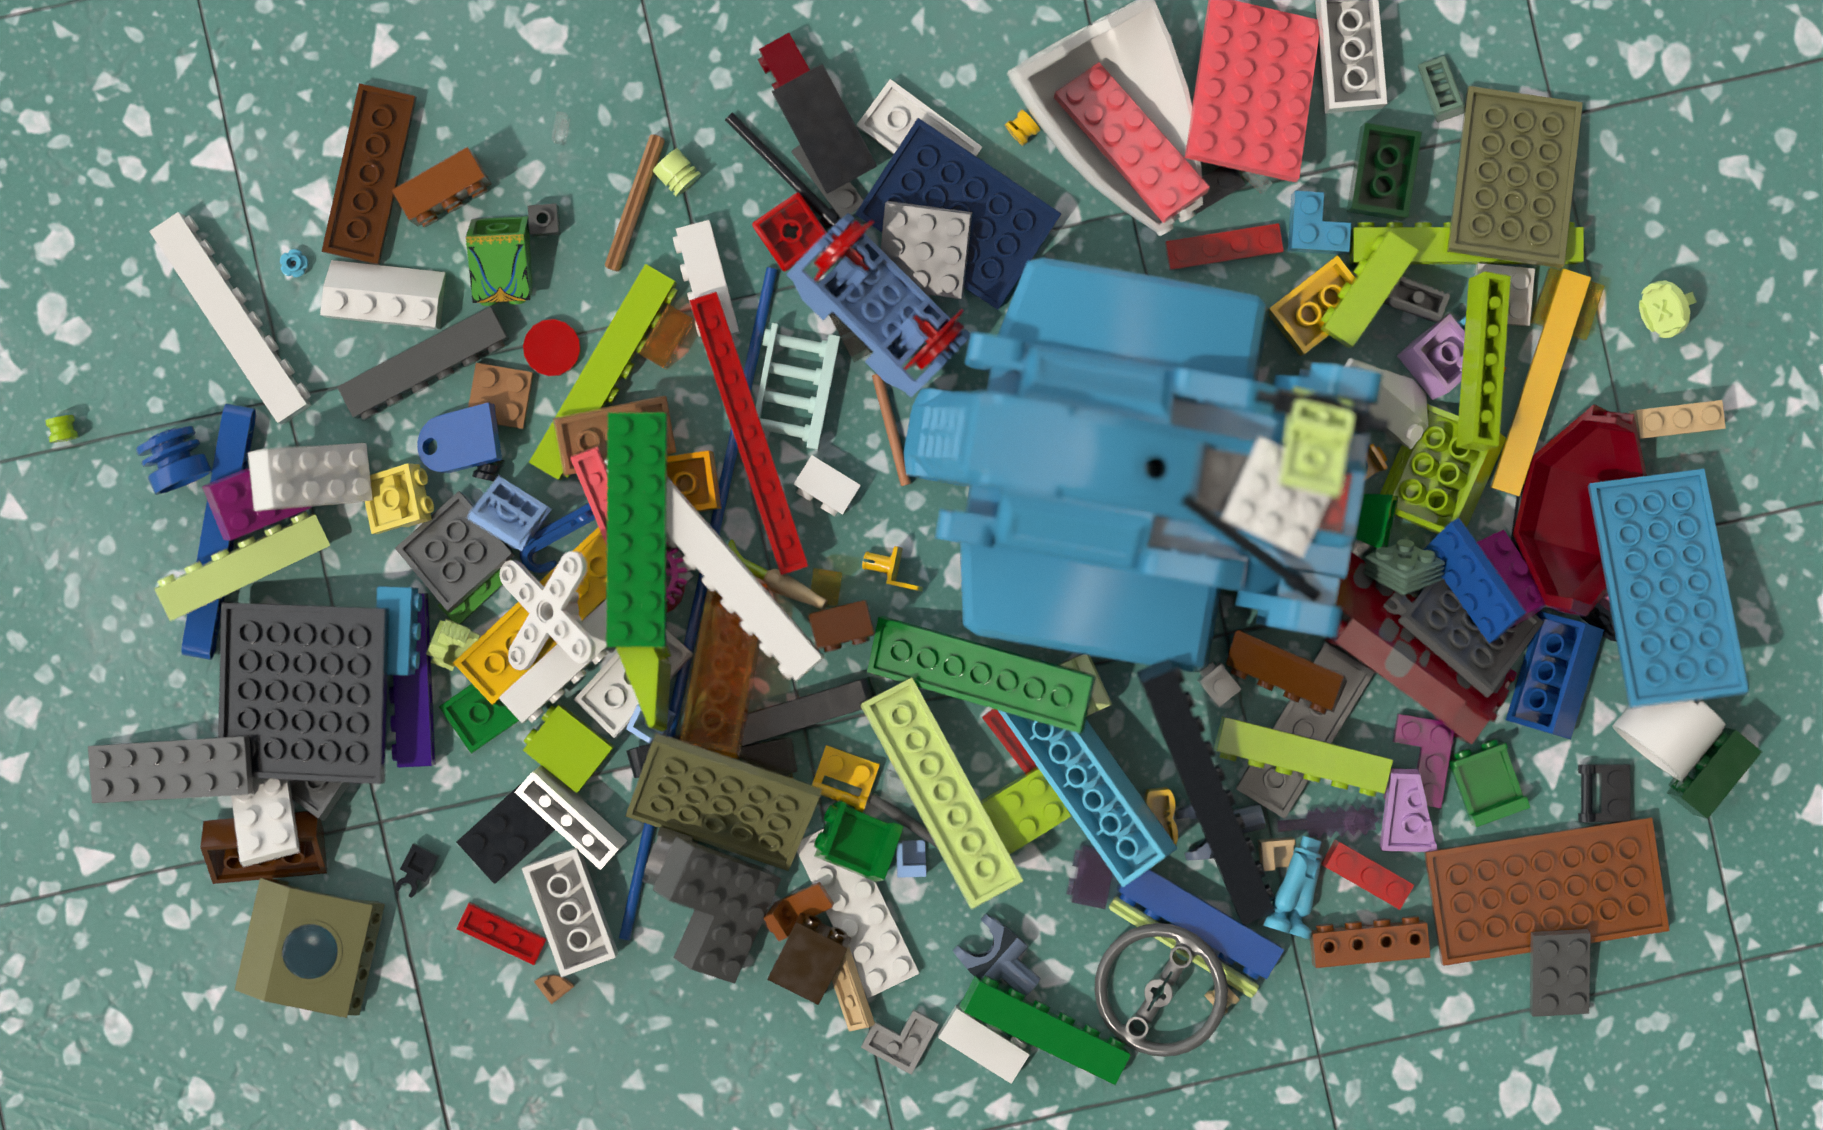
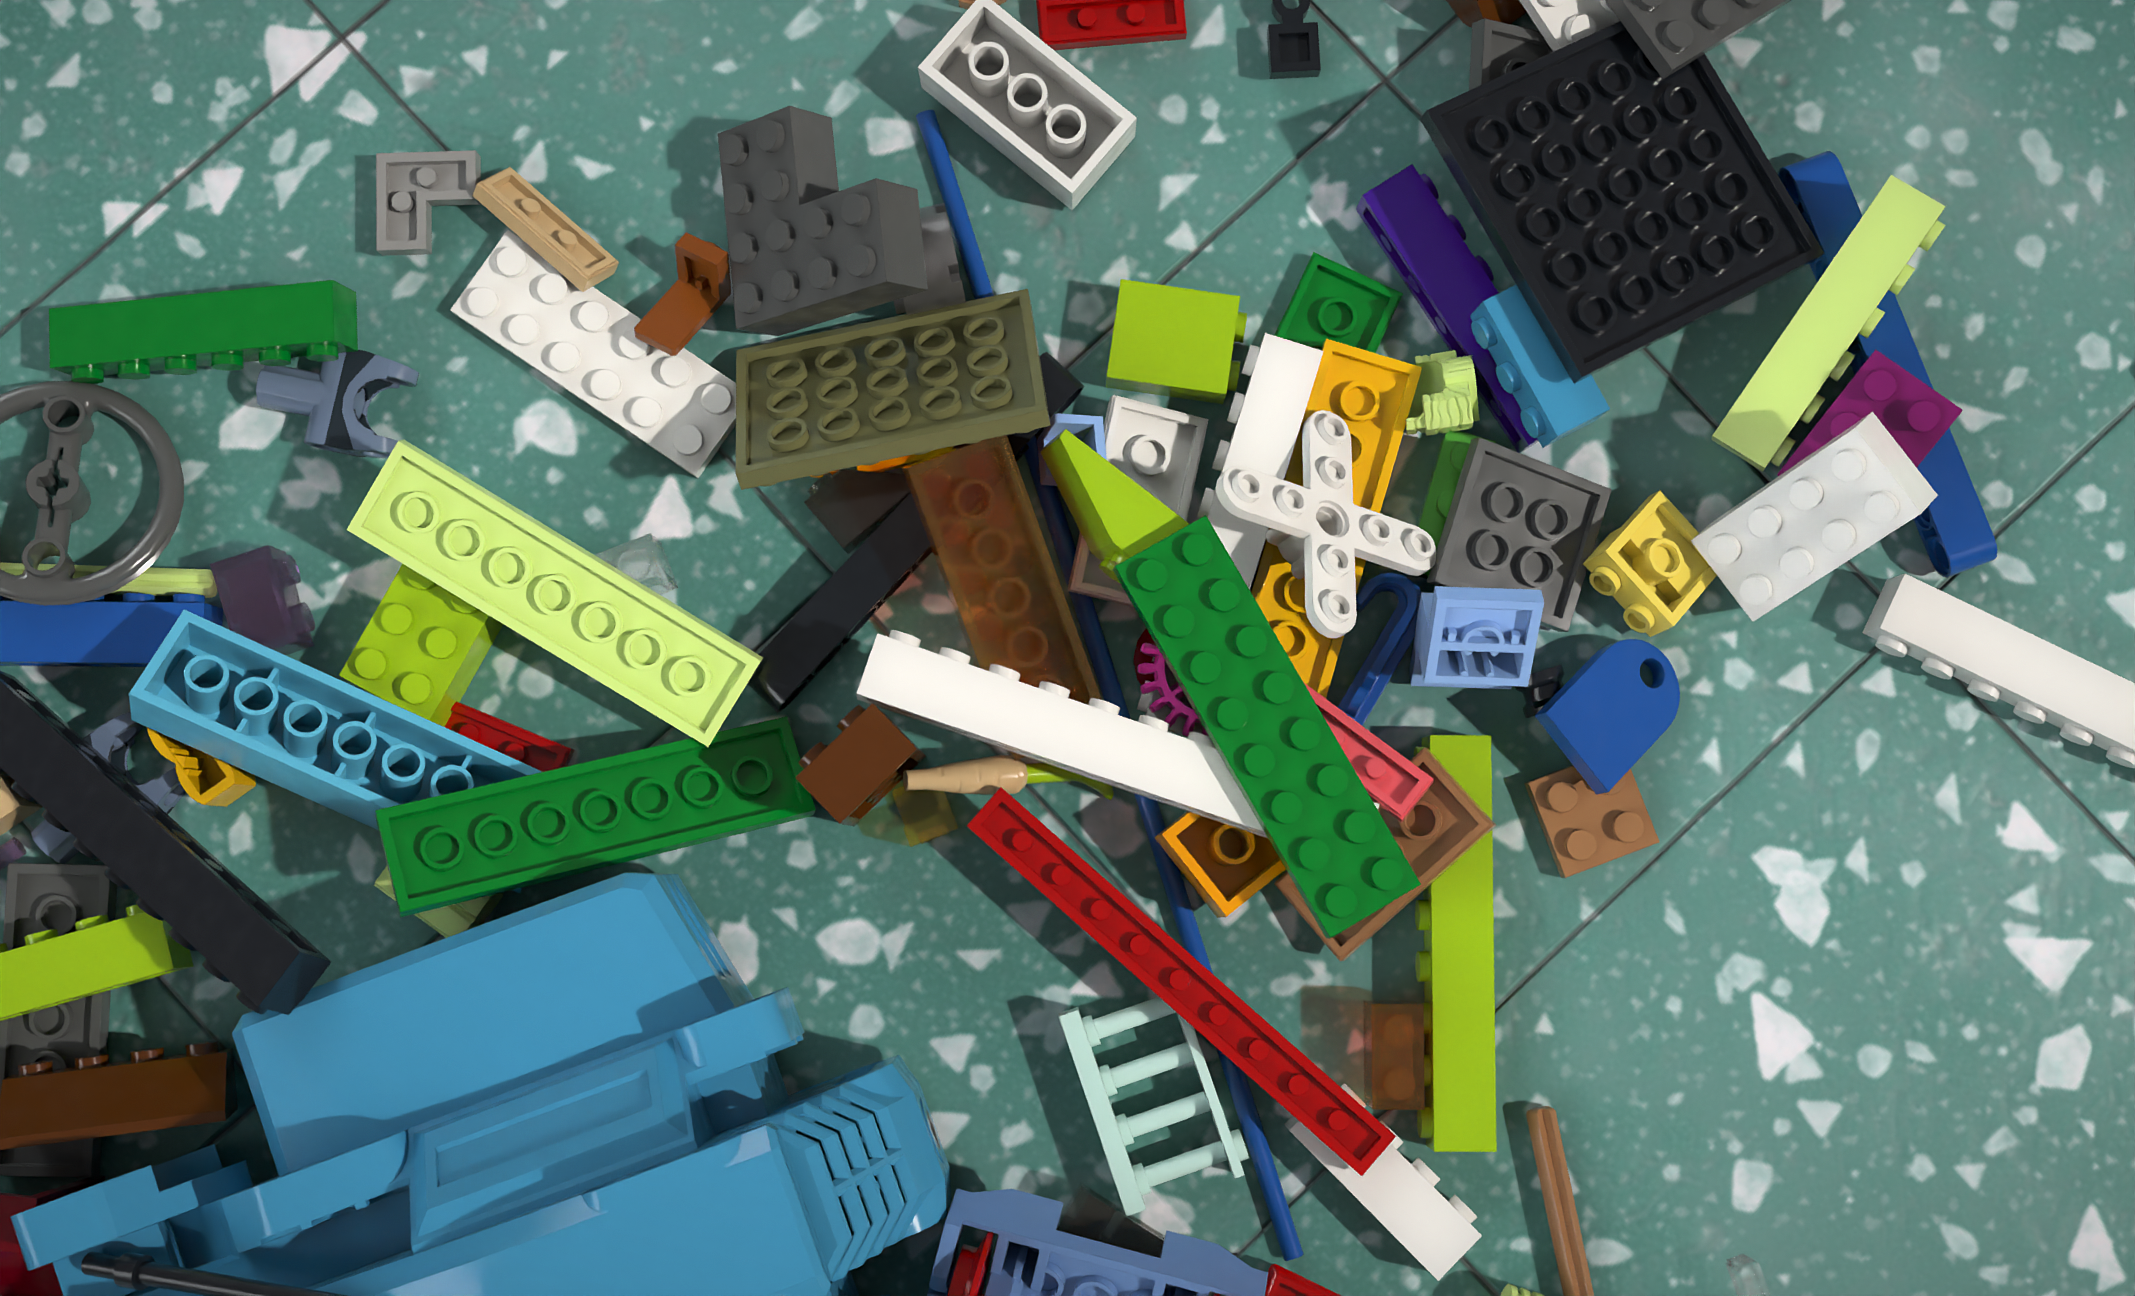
camera: 150 degrees right, 5 degrees down
(173, 459) = (2033, 434): blue wheel -> none
(301, 263) = (2010, 831): medium azure plate -> none
(369, 174) = (1998, 1039): reddish brown plate -> none
(383, 294) = (1861, 862): white slope -> none
(423, 363) = (1738, 794): dark grey brick -> none
(442, 188) = (1880, 1085): dark orange brick -> none
(499, 260) = (1720, 1021): bright green slope -> none
(505, 836) = (1188, 167): black plate -> none
(551, 227) = (1673, 1122): dark grey plate -> none
(551, 347) = (1558, 932): red tile -> none
(571, 816) = (1106, 239): white brick -> none
(810, 958) = (624, 235): dark brown panel -> none
(826, 485) = (1012, 967): white brick -> none
(848, 769) = (734, 552): yellow plate -> none
(857, 842) = (650, 450): green panel -> none
(888, 565) = (845, 898): yellow bracket -> none
(891, 429) = (965, 1114): nougat bar -> none
(902, 818) = (607, 526): dark grey bar -> none
(911, 858) = (558, 471): light blue panel -> none
(984, 1044) = (290, 254): white brick -> none
(1218, 683) = (218, 1010): white bracket -> none

